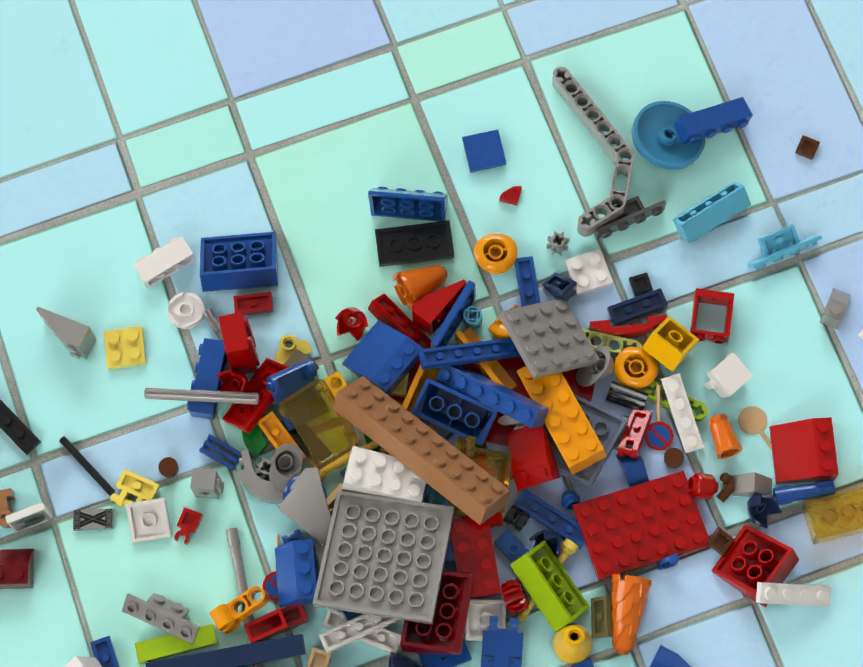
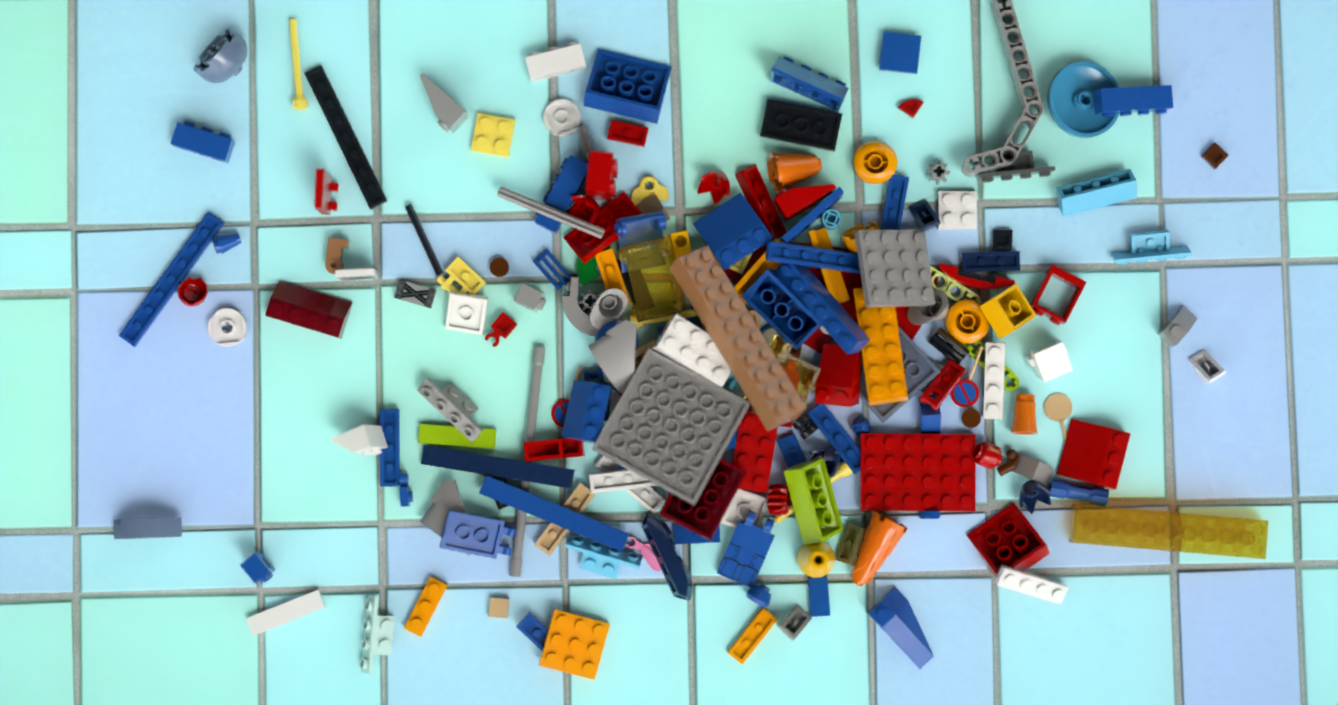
camera: 15 degrees right, 15 degrees up
(227, 616) = (512, 430): light orange piece -> none
(720, 541) = (984, 511): reddish brown tile -> none

